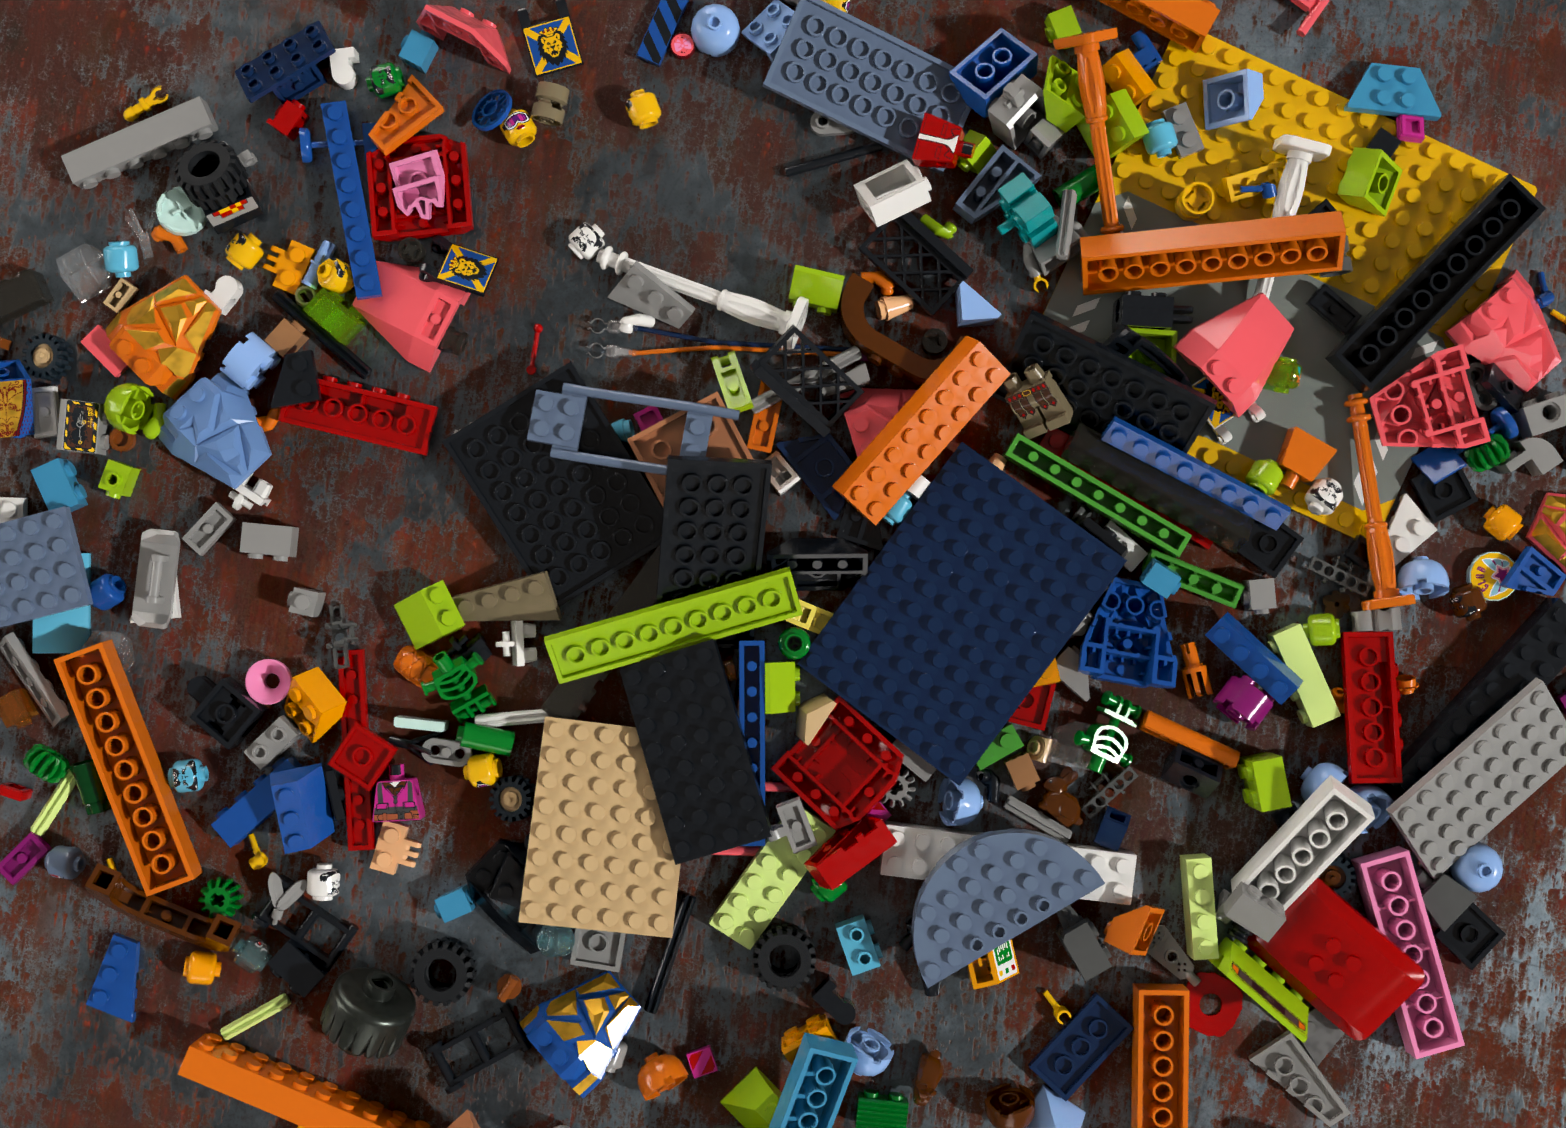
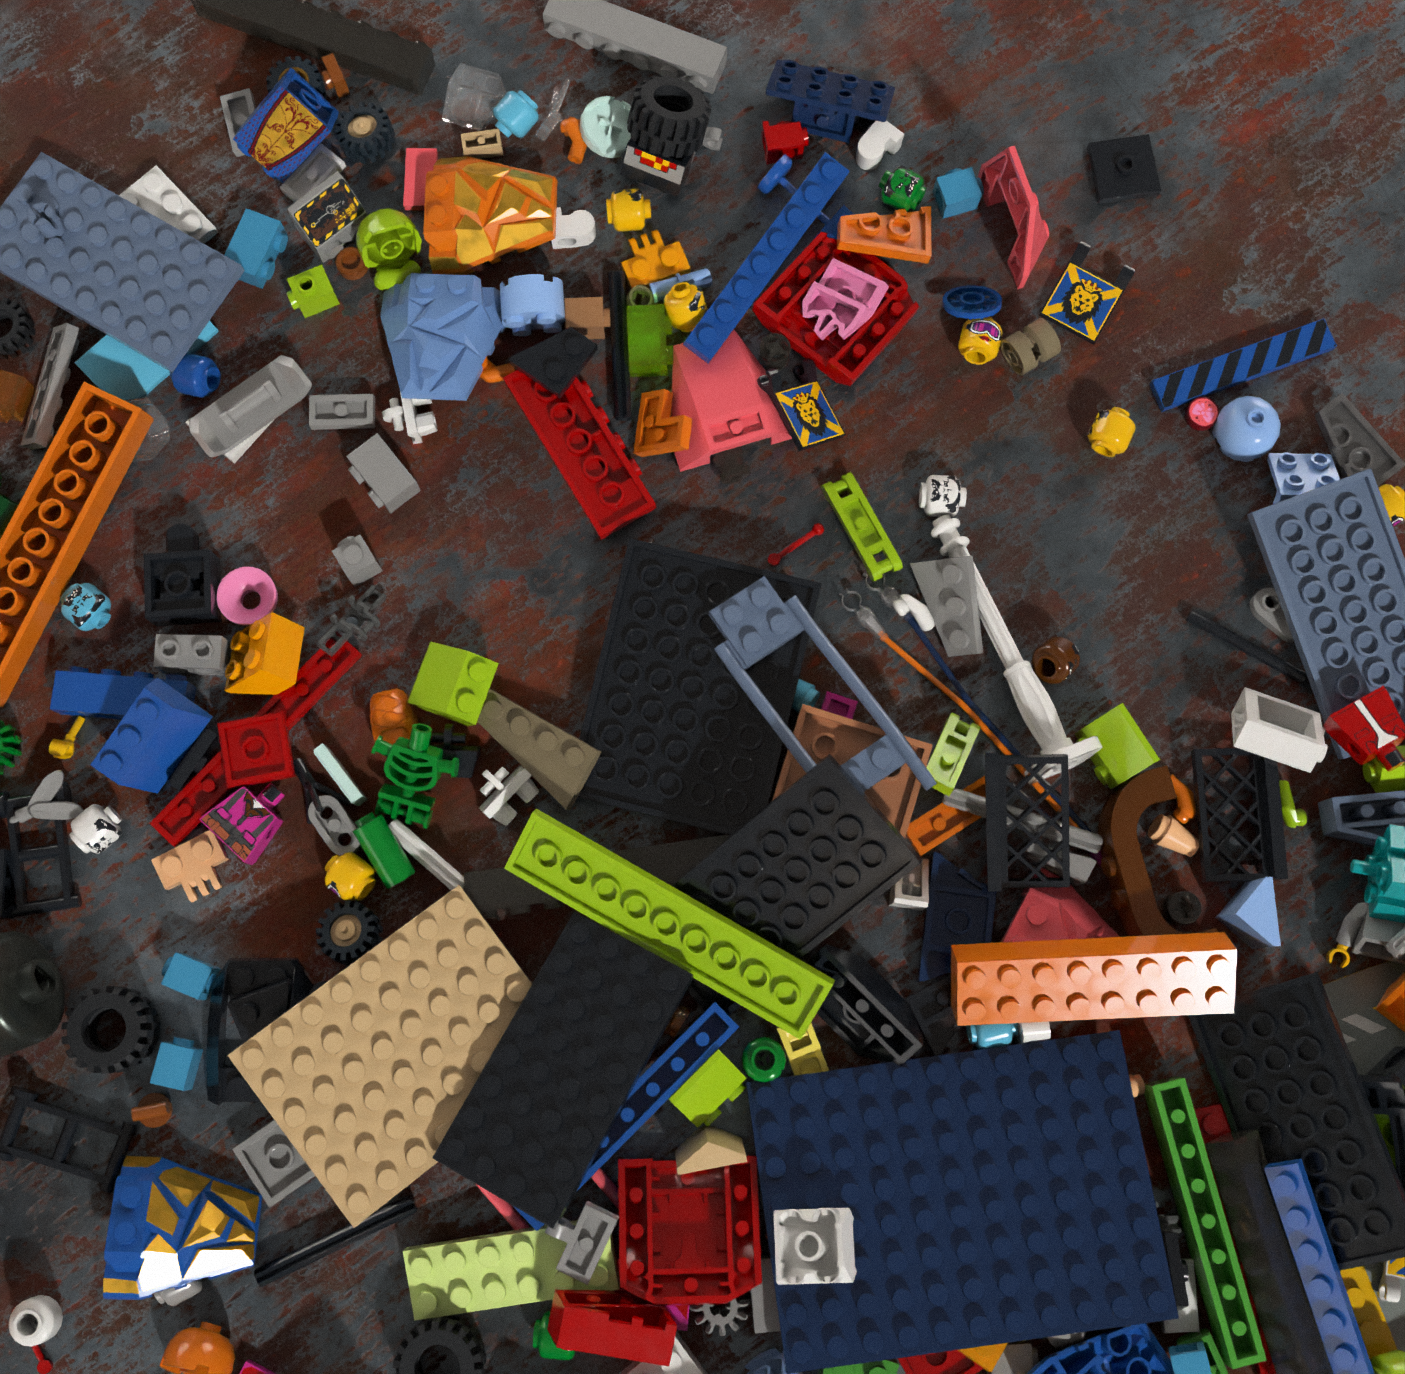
camera: 45 degrees right, 10 degrees down
(144, 104) = (671, 12): yellow piece -> none
(393, 364) = (656, 430): none -> orange plate
(496, 953) = (176, 1064): none -> dark azure brick
(555, 941) = (242, 1112): clear light blue head -> none
(560, 303) = (862, 526): none -> lime plate
(738, 273) = (1055, 660): none -> reddish brown head
(911, 710) = (814, 1246): none -> white slope
(1037, 401) = (1233, 1066): dark tan hips -> none

